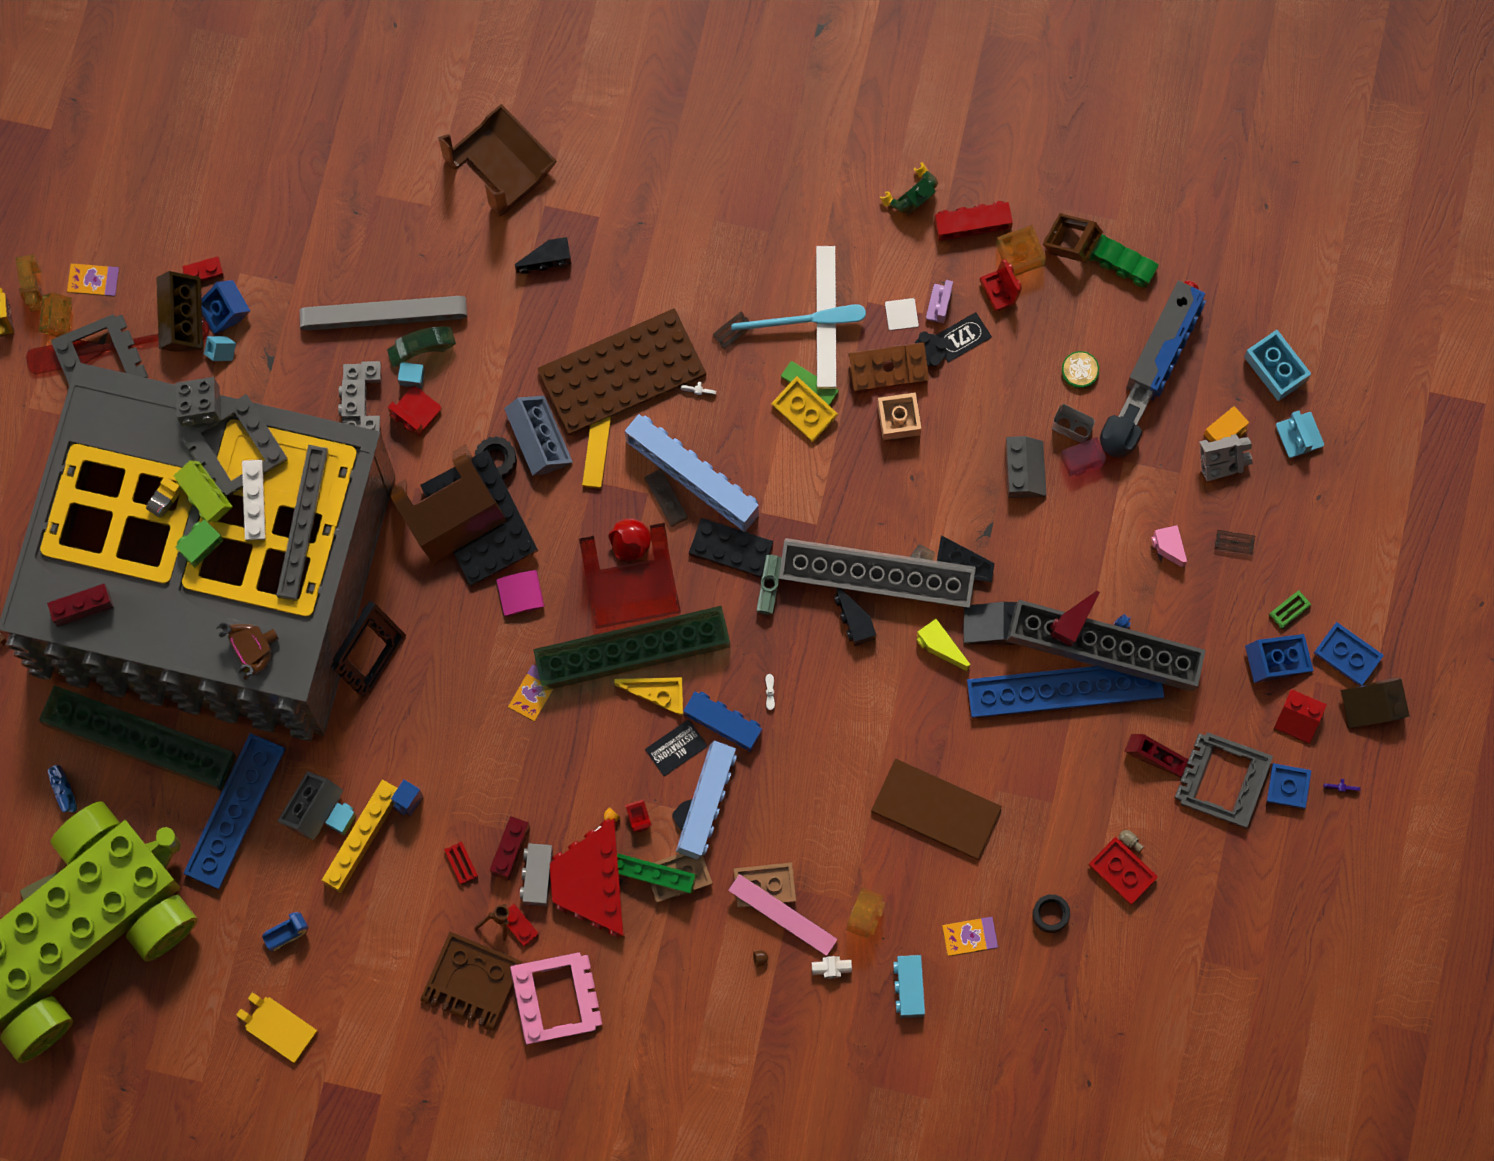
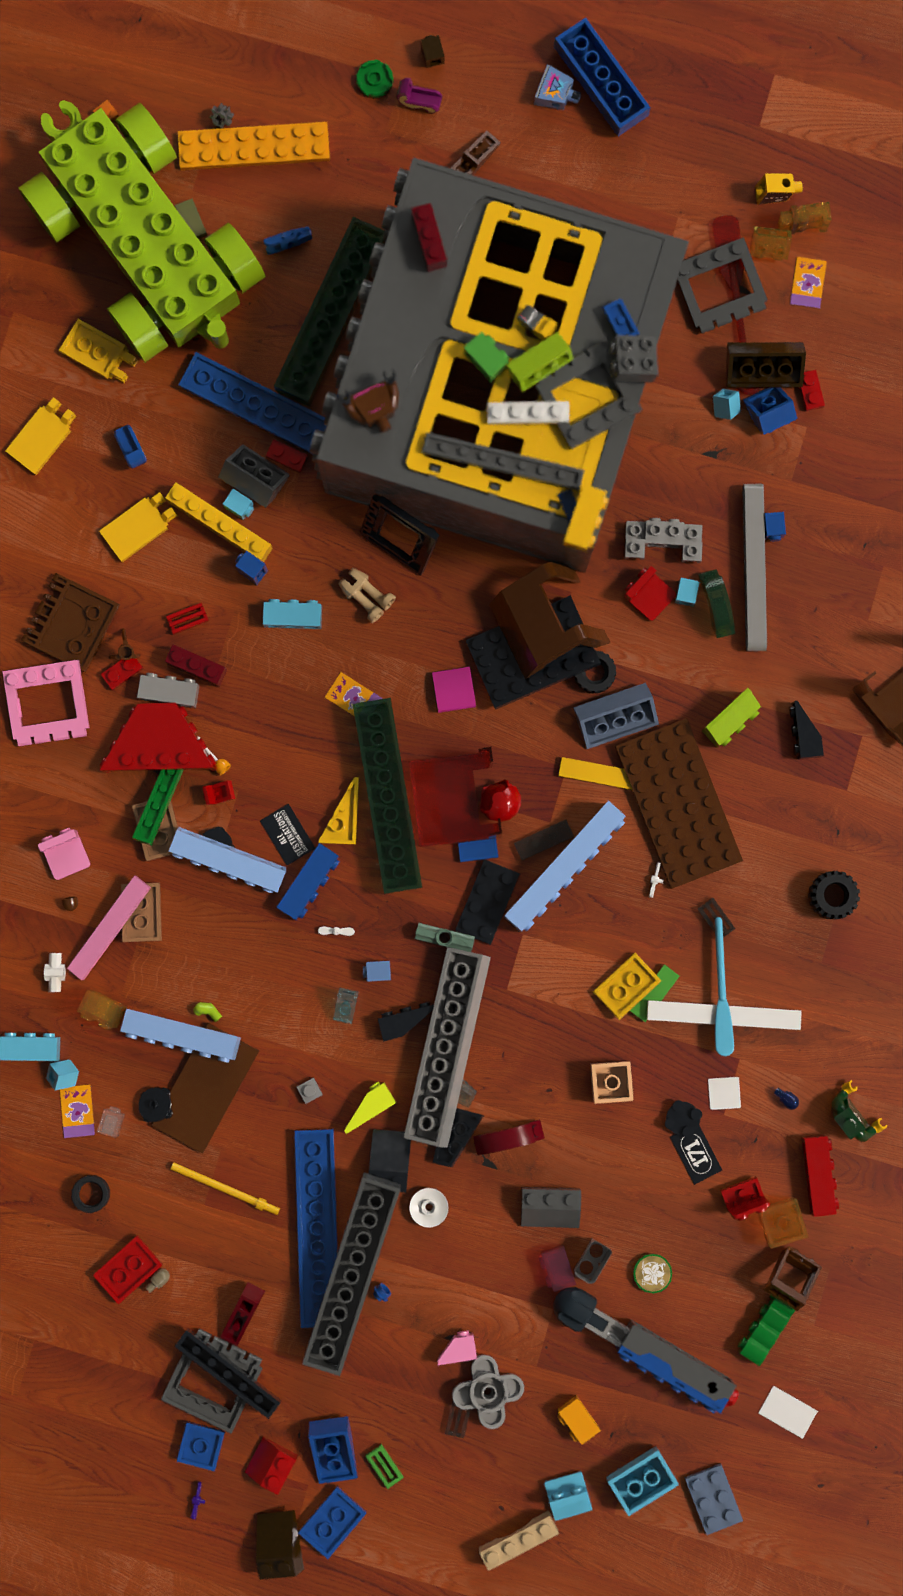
camera: 90 degrees right, 10 degrees up
(158, 419) = (620, 318): none -> blue plate
(184, 976) = (97, 351): none -> yellow tile
(288, 775) = (286, 456): none -> red plate
(341, 294) = (774, 526): none -> blue brick
(344, 457) = (568, 503): none -> dark blue window
(356, 439) = (586, 518): none -> yellow brick
(368, 921) = (137, 527): none -> yellow tile
(433, 668) = (350, 591): none -> tan piece
(452, 756) = (292, 614): none -> medium azure brick
(535, 325) = (732, 719): none -> lime slope
(680, 560) = (478, 850): none -> blue tile
(702, 235) = (850, 895): none -> black tyre
(710, 966) = (64, 853): none -> bright pink bracket
(807, 647) = (377, 971): none -> medium blue brick
(843, 675) = (345, 1005): none -> clear light blue slope
(857, 812) = (207, 1008): none -> lime arm
(884, 834) = (180, 1034): none -> light blue brick
(902, 254) = (787, 1099): none -> clear blue cylinder
(908, 363) = (666, 1096): dark orange piece -> none
(930, 706) = (309, 1090): none -> light grey plate
(934, 951) = (62, 1074): none -> medium azure panel
(939, 302) = (733, 1133): lavender bracket -> none
(957, 855) = (155, 1105): none -> black piece
(962, 511) = (508, 1138): none -> dark red arch
(977, 898) = (111, 1121): none -> clear brick
(1036, 573) = (433, 1217): none -> white dish
(1046, 747) = (261, 1204): none -> yellow bar
(1071, 622) = (371, 1241): dark red slope -> none
(1200, 239) = (788, 1412): none -> white sticker
(1205, 502) = (503, 1389): none -> light grey plant
(1214, 760) = (228, 1373): none -> black brick
(1224, 456) = (546, 1415): light grey hips -> none
(1288, 301) = (713, 1499): none -> sand blue plate
(1339, 464) = (503, 1549): none -> tan arch

